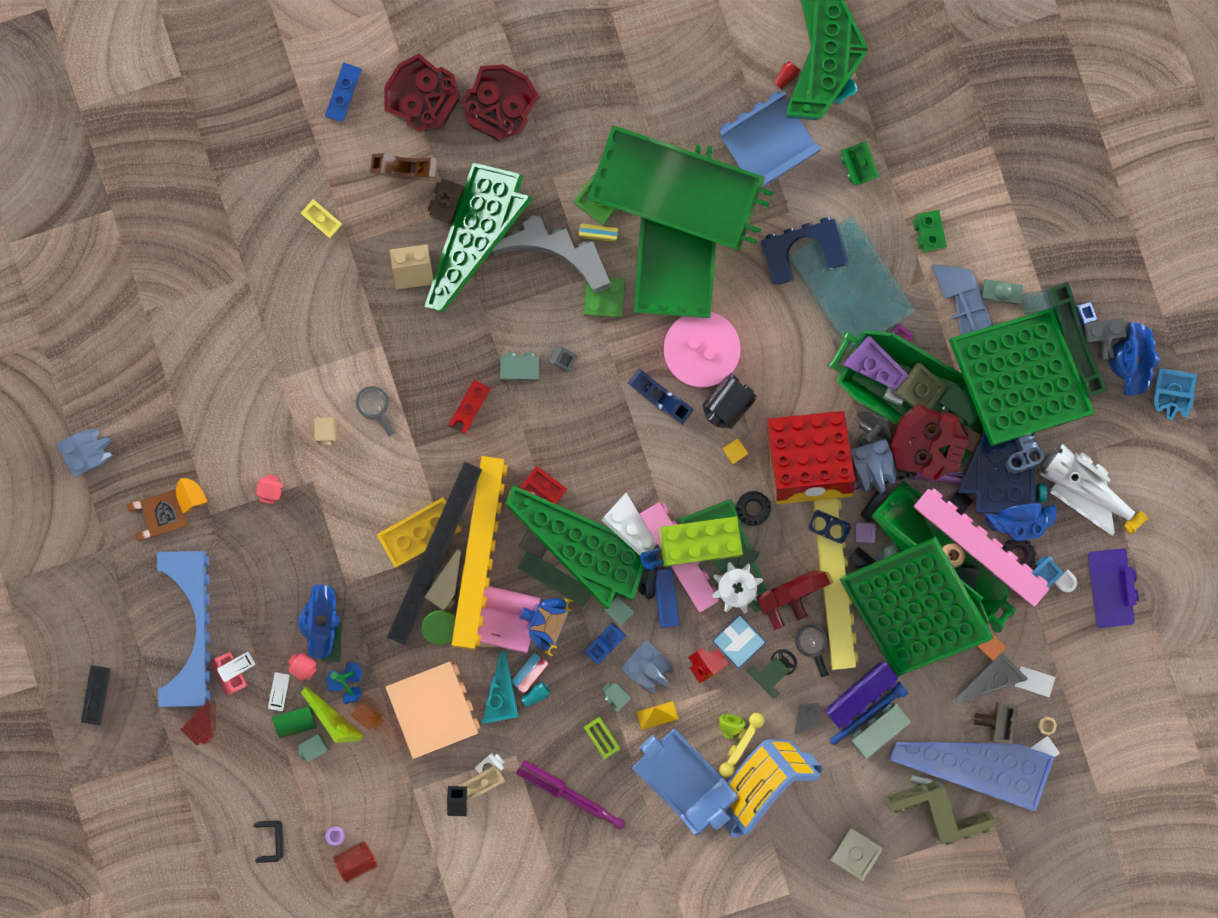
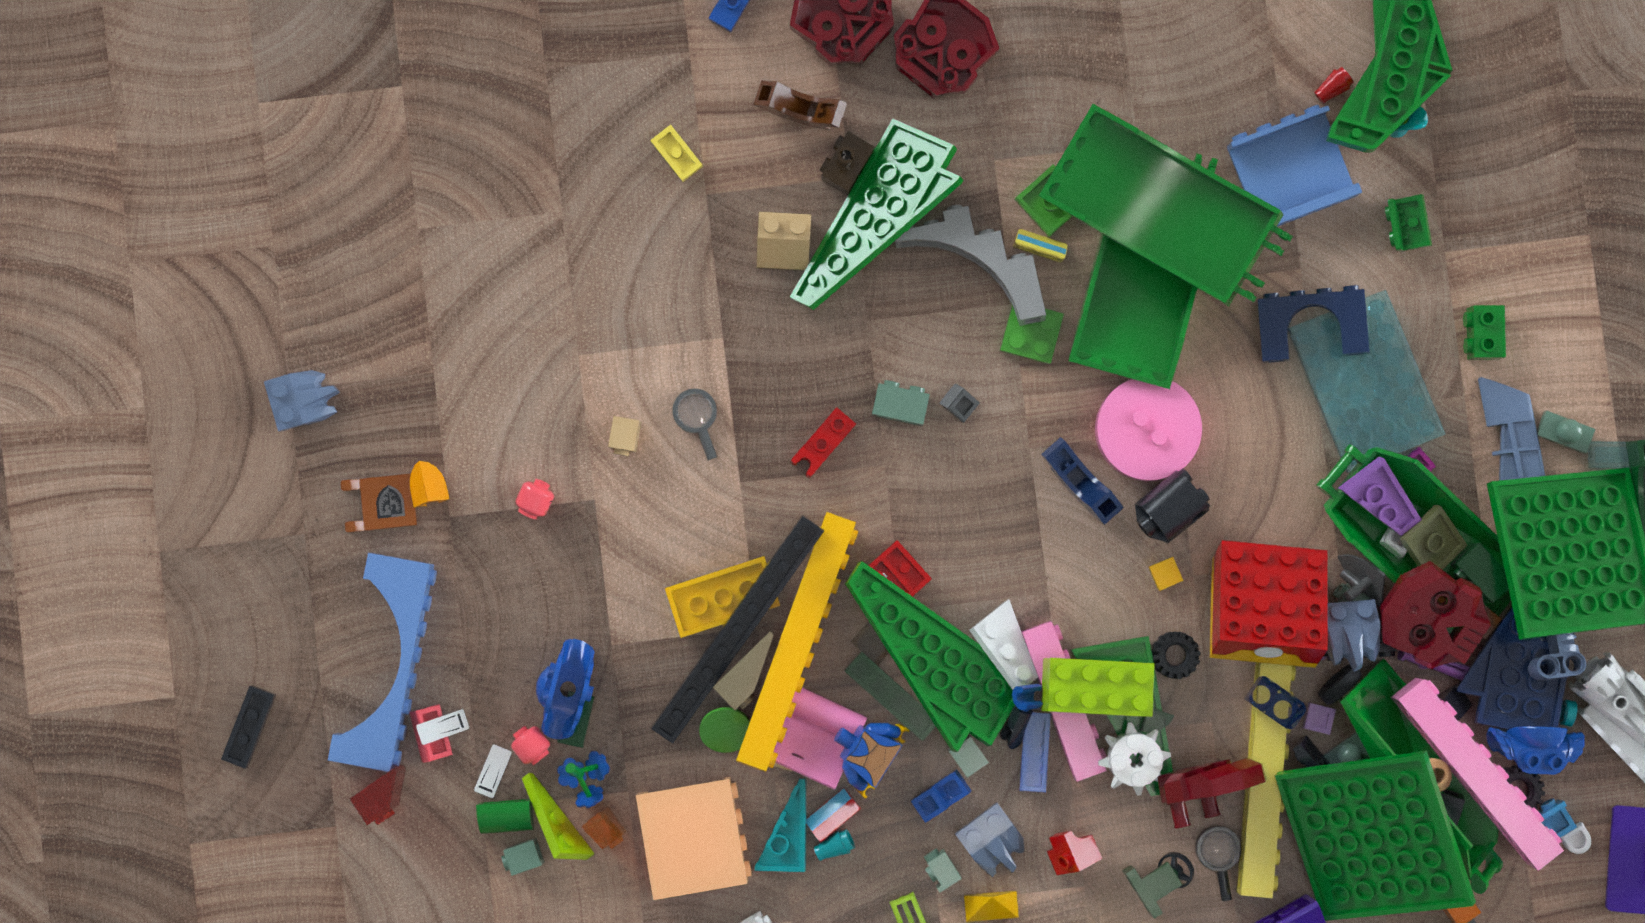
camera: 20 degrees right, 0 degrees up
(739, 641) = (1120, 829): medium azure tile -> none

